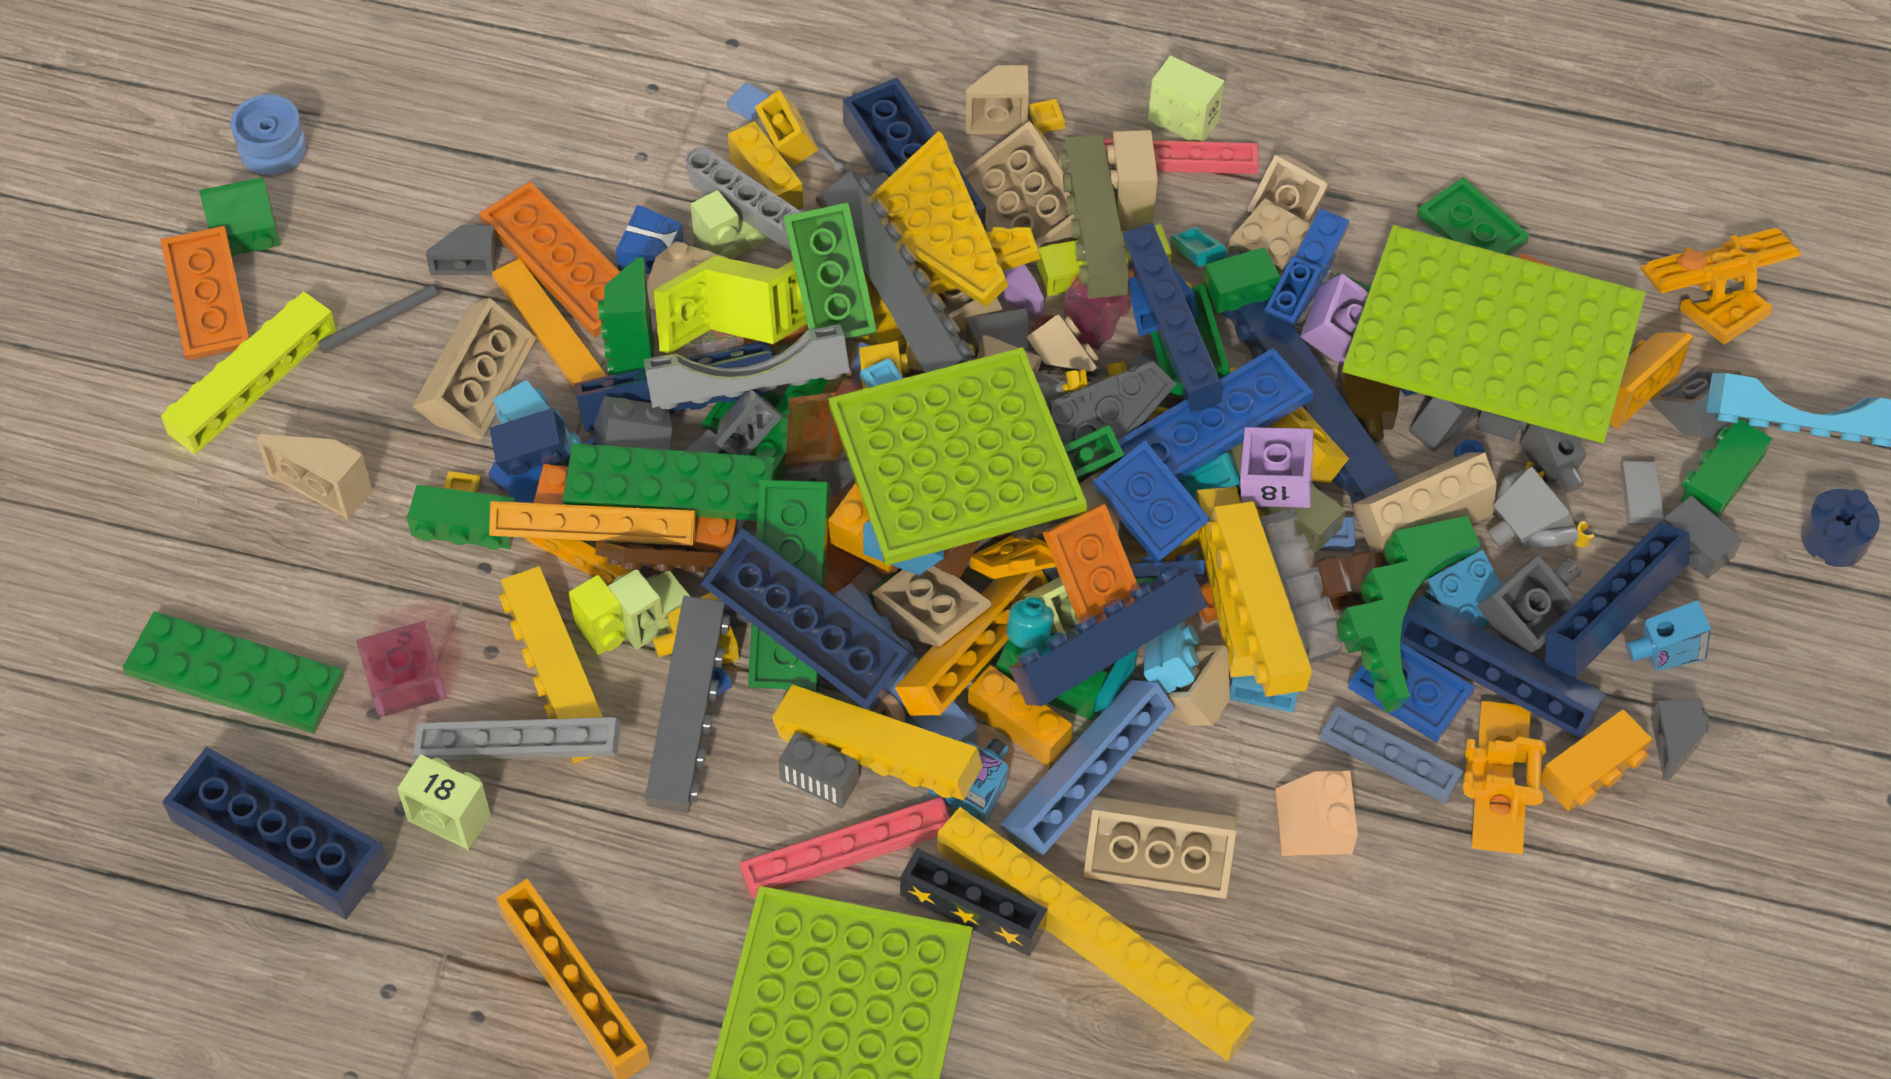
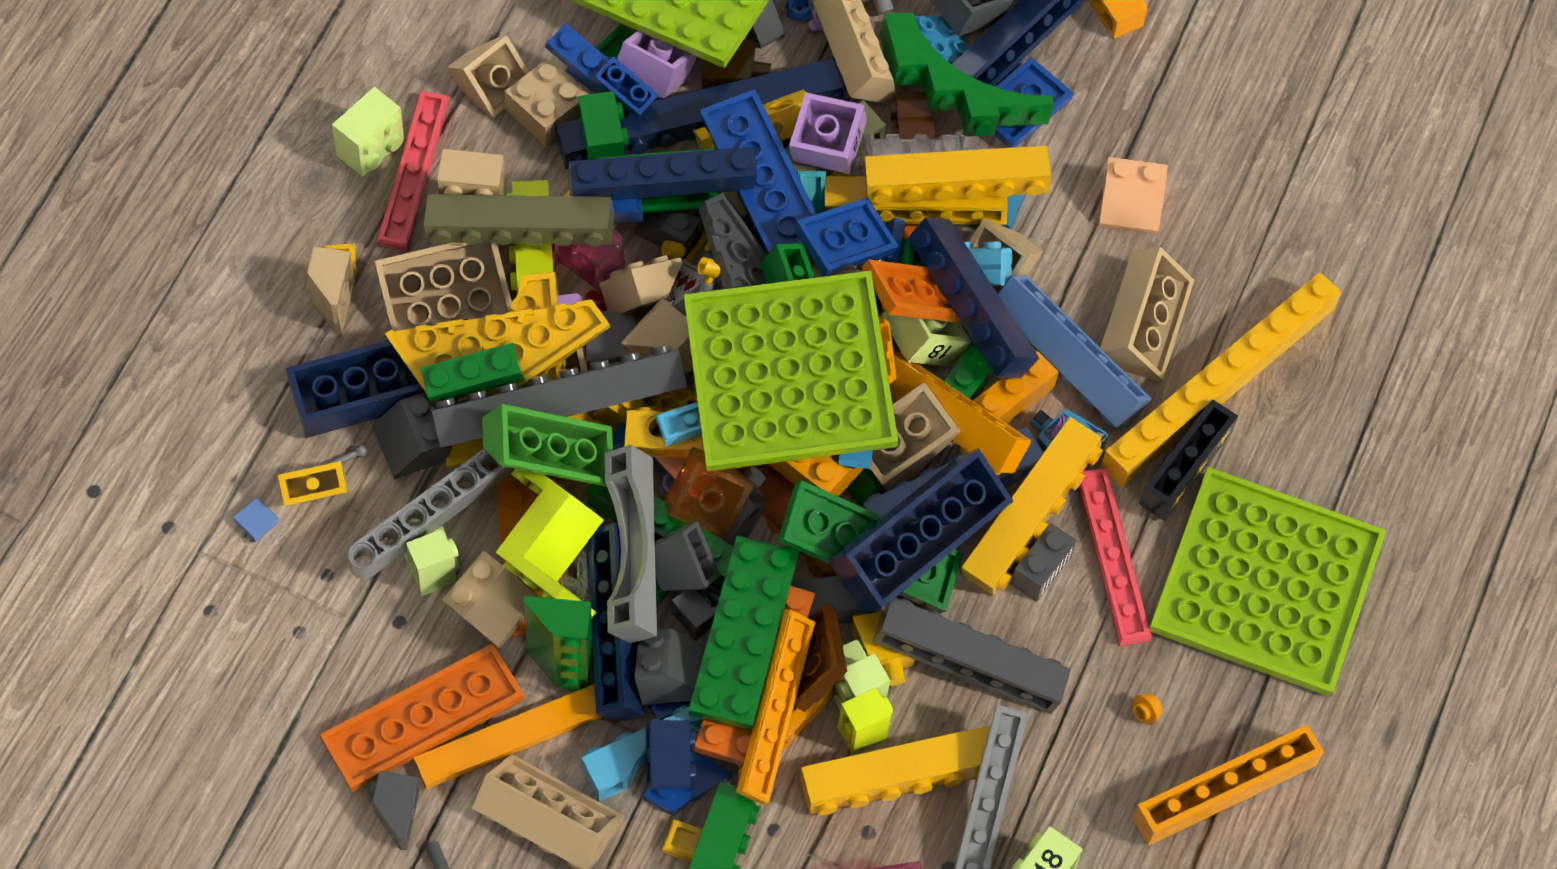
camera: 85 degrees left, 5 degrees up
(647, 237) = (424, 629): blue torso -> none
(660, 894) = (1147, 708): none -> light orange plate
(761, 161) = (355, 512): yellow brick -> none
(902, 200) = (472, 373): none -> green brick
(1029, 623) = (946, 358): teal head -> none
(1198, 246) = (538, 159): teal tile -> none
(1391, 755) = (1085, 130): sand blue plate -> none
(1490, 779) = (1113, 68): light orange piece -> none

